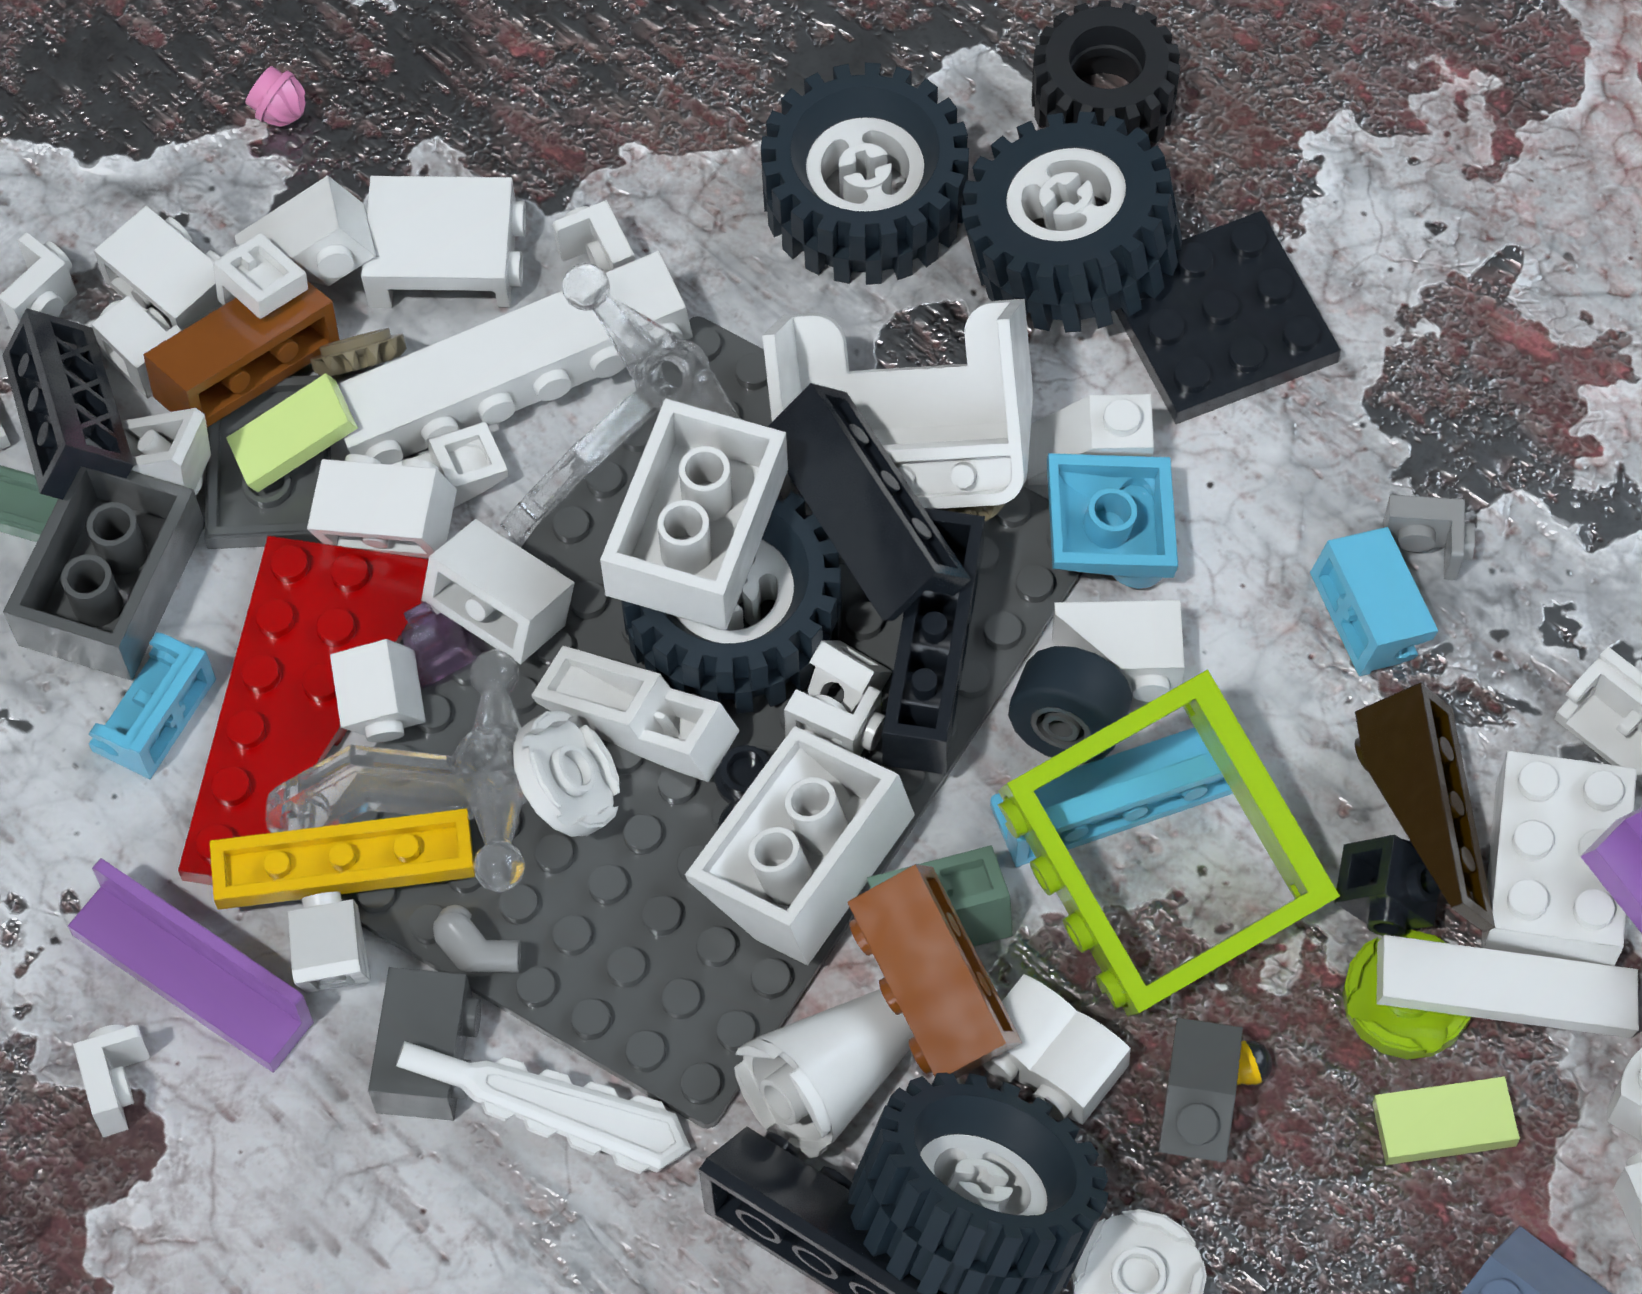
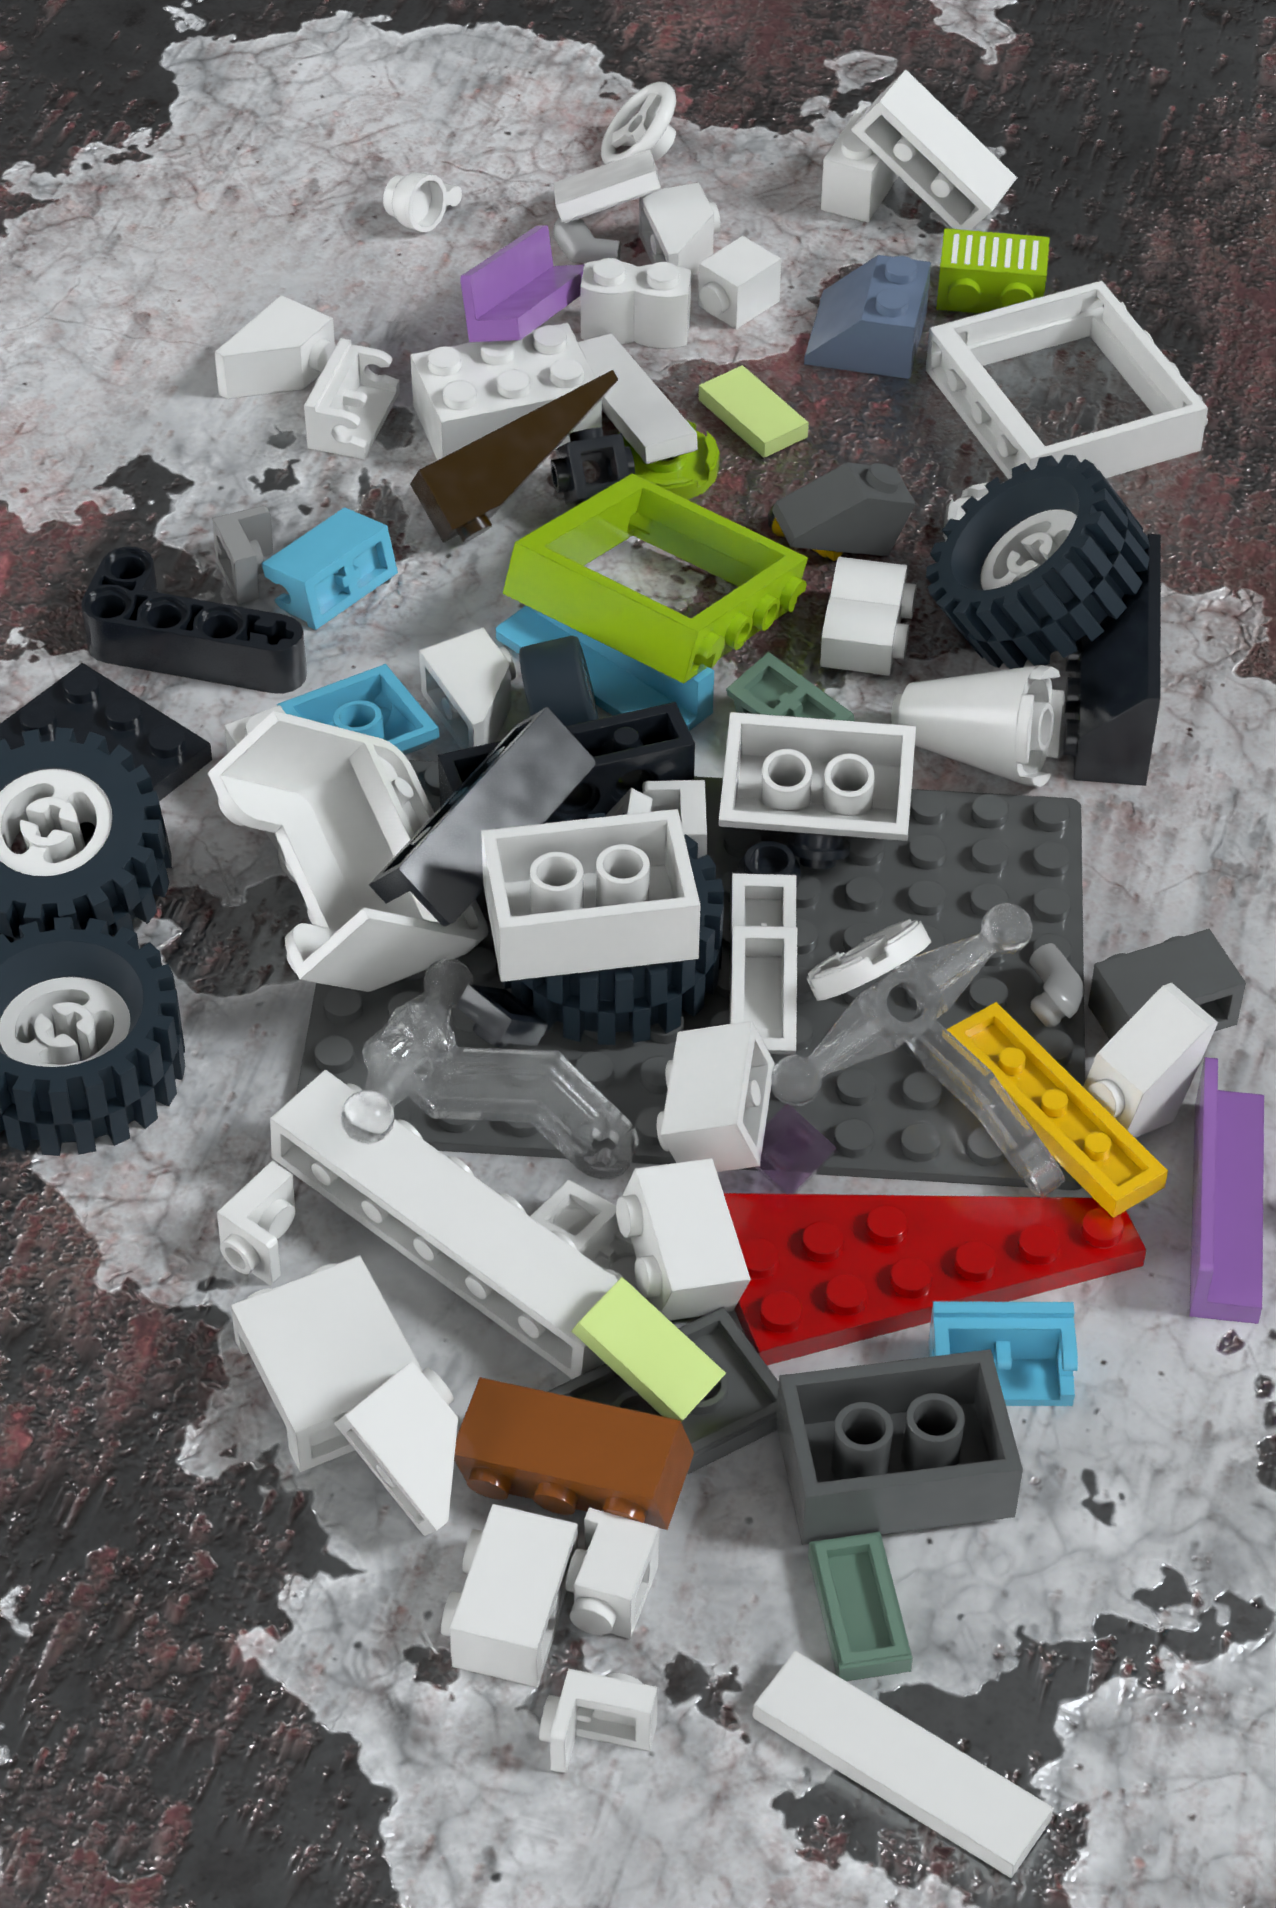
camera: 120 degrees left, 15 degrees down
(49, 398) = (751, 1570): black fence -> none
(170, 446) = (751, 1433): white slope -> none
(258, 276) = (497, 1443): white bracket -> none
(277, 98) = (215, 1615): bright pink plate -> none
(358, 352) = (500, 1329): dark tan gear -> none
(378, 690) = (876, 1148): white brick -> none
(591, 1117) = (1148, 868): white sword -> none
(932, 973) = (880, 650): dark orange brick -> none
(1333, 450) = (185, 636): none -> black beam

